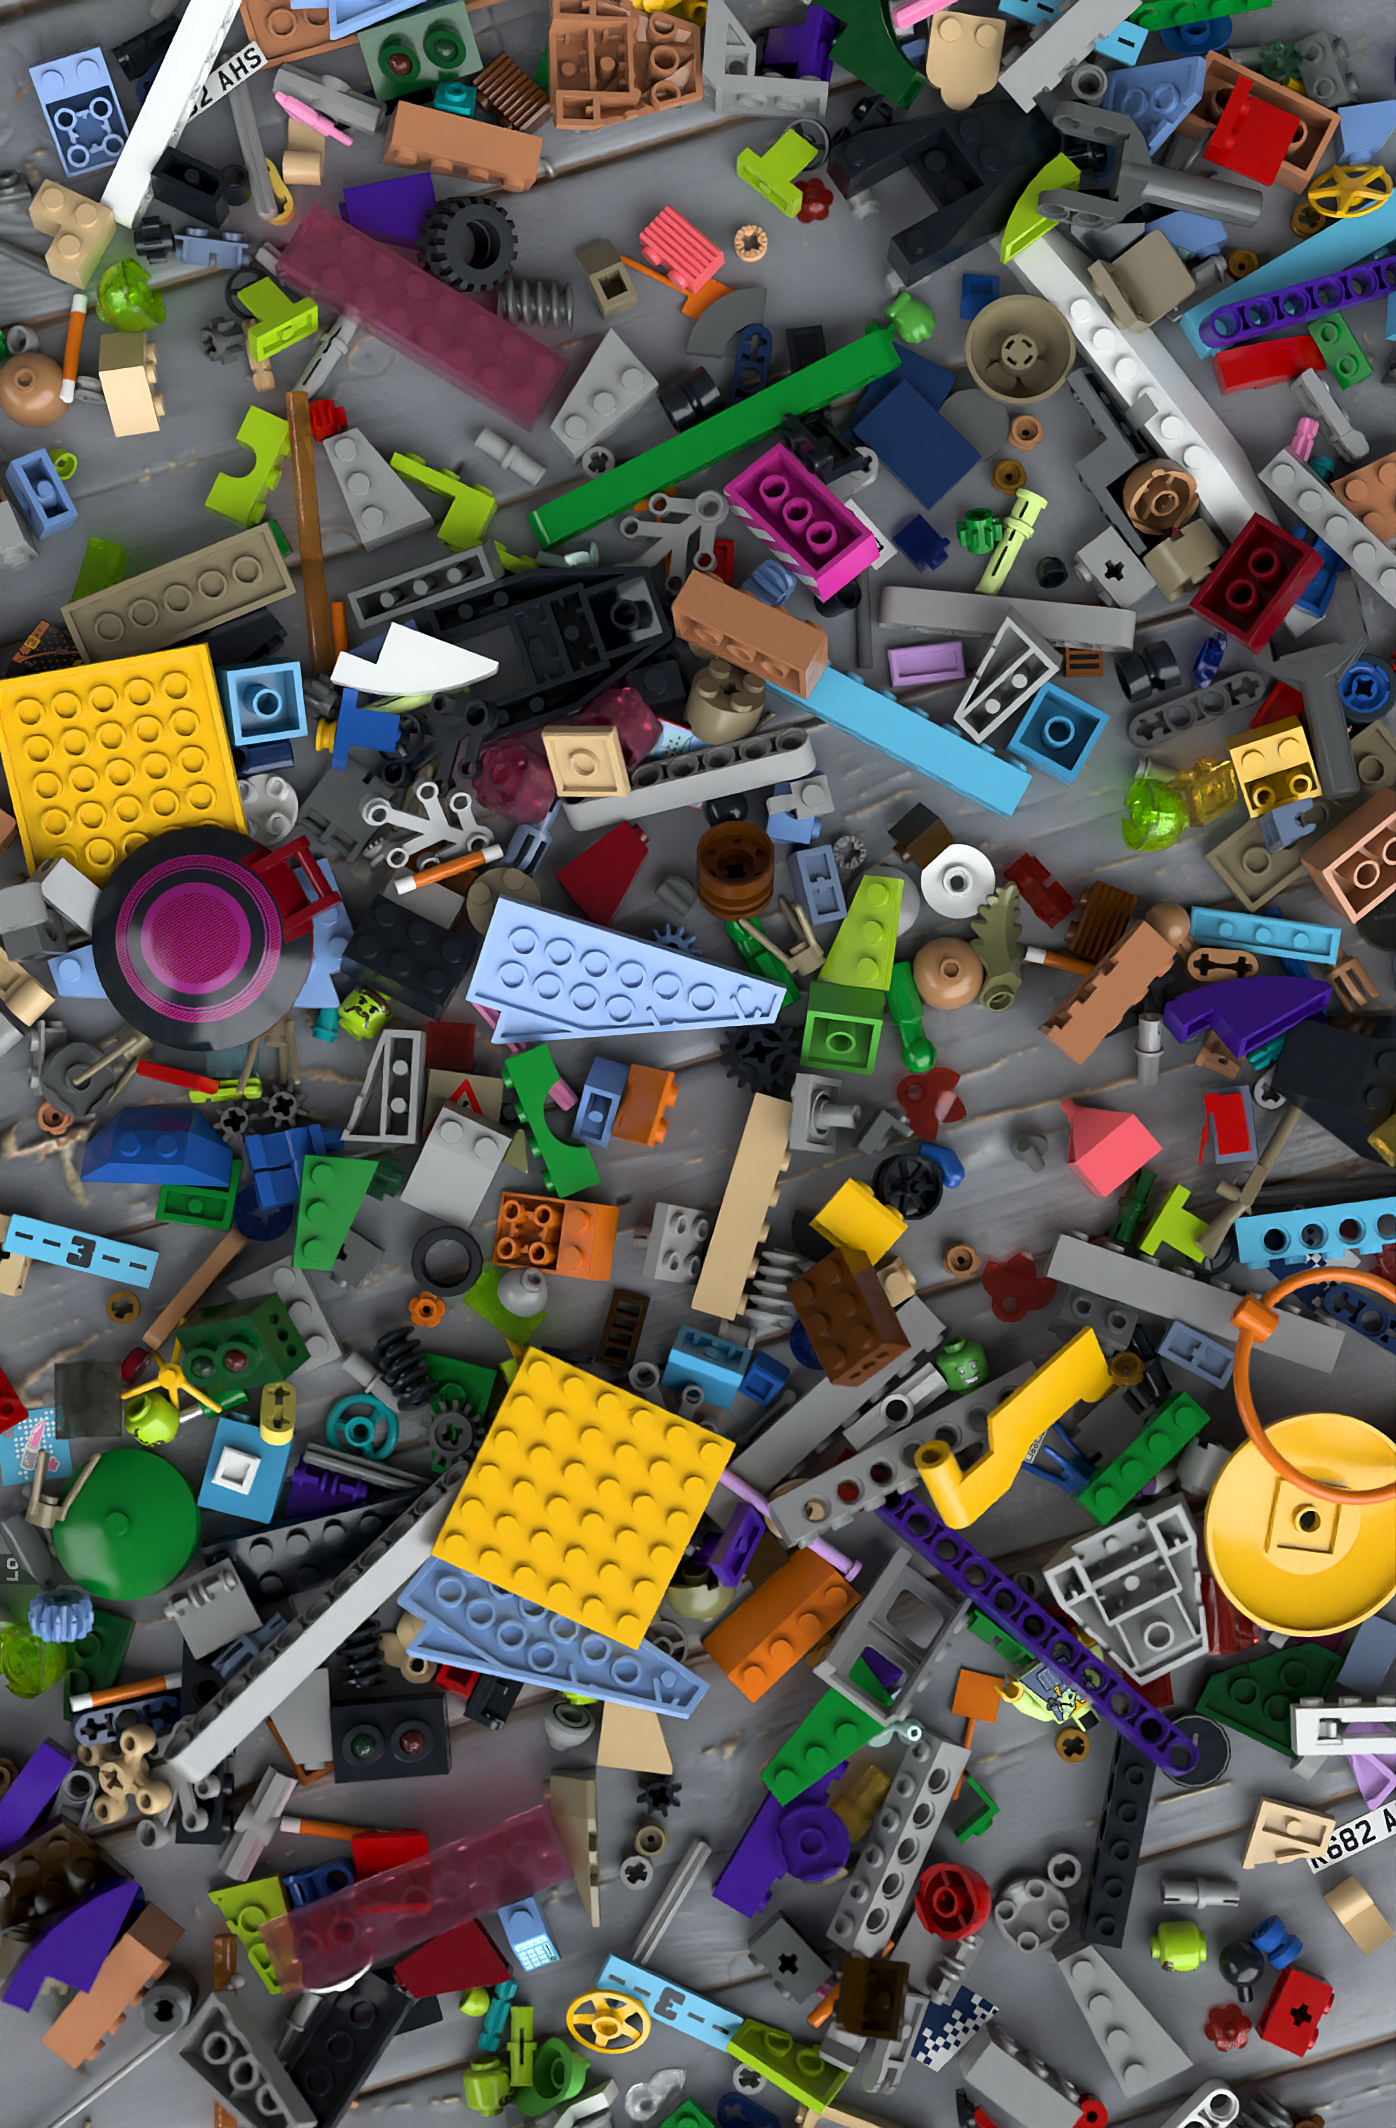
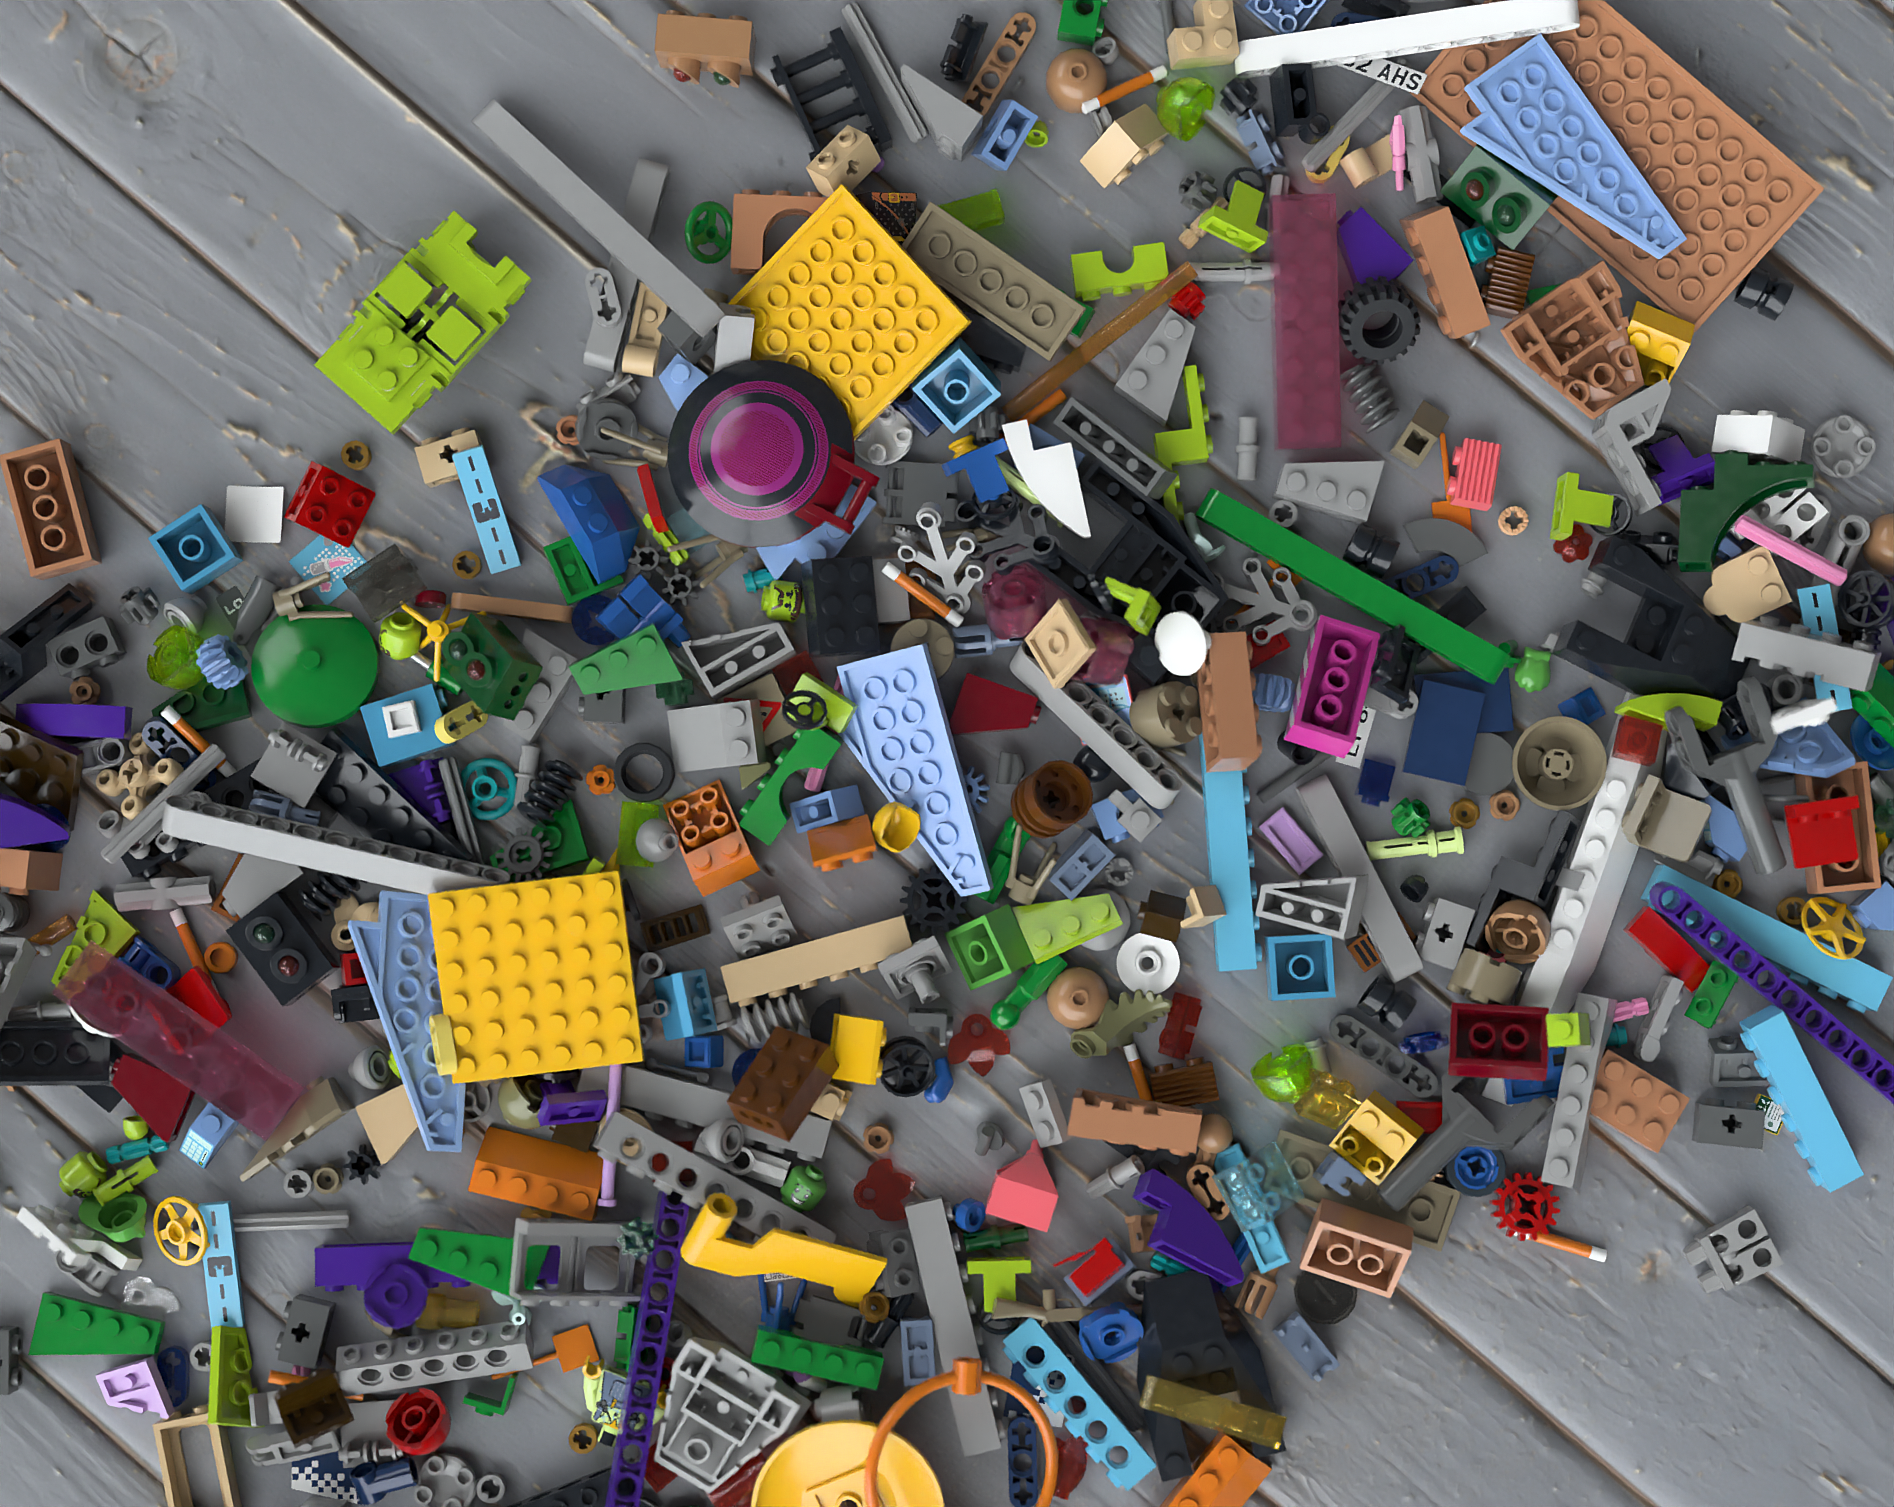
camera: 65 degrees right, 0 degrees up
(167, 1777) = (155, 810): none -> light grey axle
(359, 1806) = (221, 957): none -> orange tile
(493, 1043) = (817, 706): none -> lime piece
(591, 1634) = (443, 1044): none -> light yellow beam
(597, 650) = (1143, 606): none -> lime piece
(663, 1041) = (896, 826): none -> yellow hair
(664, 639) = (1181, 643): none -> white dish
(865, 1412) = (724, 1139): none -> light grey brick
(909, 1572) = (643, 1232): none -> gear
(938, 788) = (1204, 906): none -> tan panel
(984, 1983) = (375, 1481): none -> dark blue piece
(1042, 1076) = (1045, 1112): none -> light grey bracket
(1046, 259) = (1637, 740): none -> clear red piece
(1094, 1217) = (969, 1214): none -> blue tile
(1126, 74) = (1802, 713): none -> white wing
(1250, 913) = (1259, 1187): none -> clear light blue bracket
(1284, 1157) = (1104, 1320): none -> blue plate
(1289, 506) = (1568, 1030): none -> lime brick

